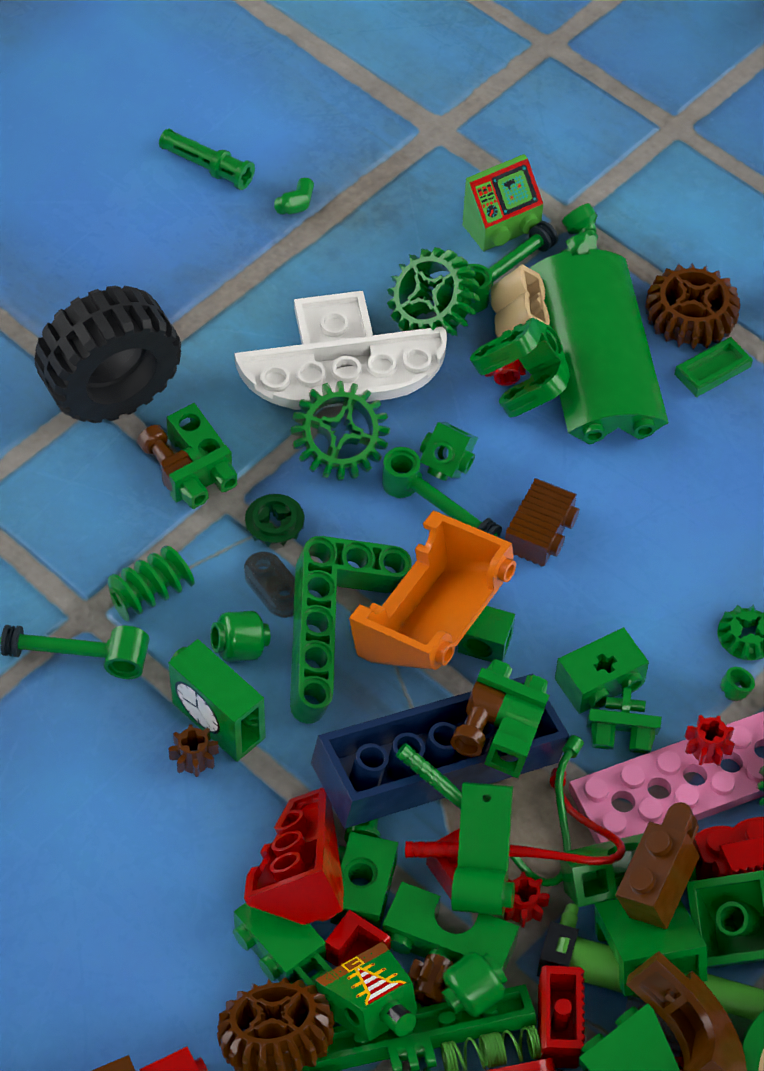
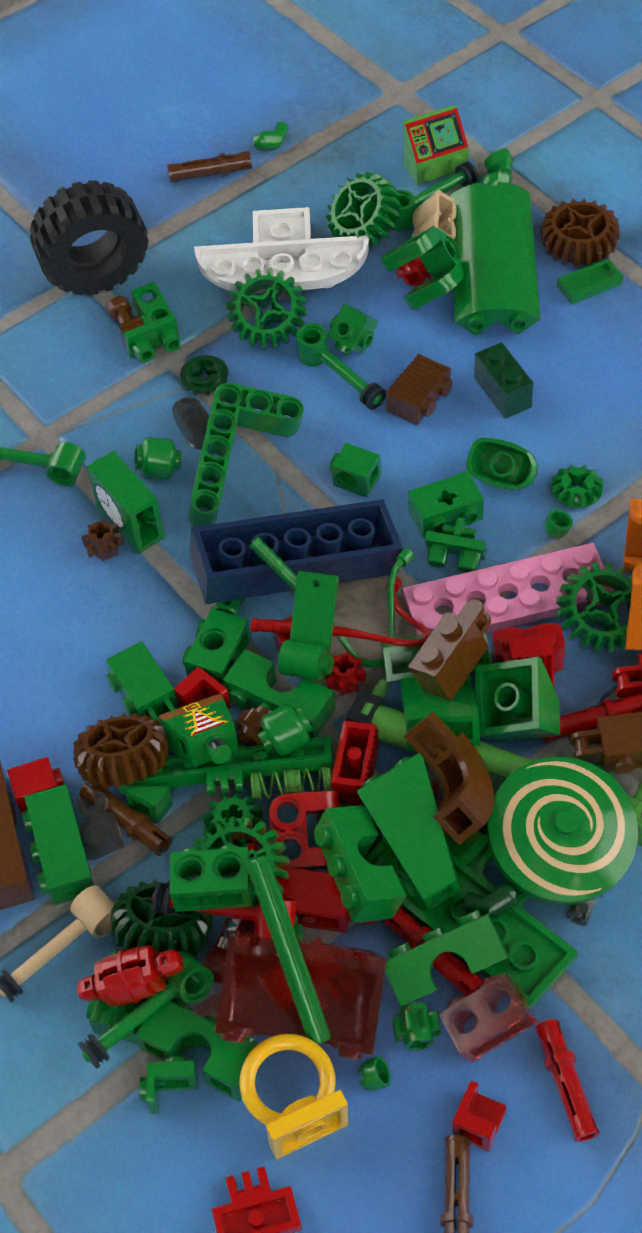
camera: 15 degrees right, 0 degrees up
(148, 579) = (93, 412): green piece -> none
(219, 162) = (215, 108): green pin -> none
(235, 239) = (211, 166): none -> reddish brown pin
(301, 865) = (166, 632): red wedge -> none
(436, 598) = (319, 438): orange windscreen -> none
(511, 708) = (354, 520): green hips -> none
(639, 504) = (503, 380): none -> dark green brick
(659, 614) = (502, 464): none -> green piece
(709, 740) = (521, 561): red gear -> none

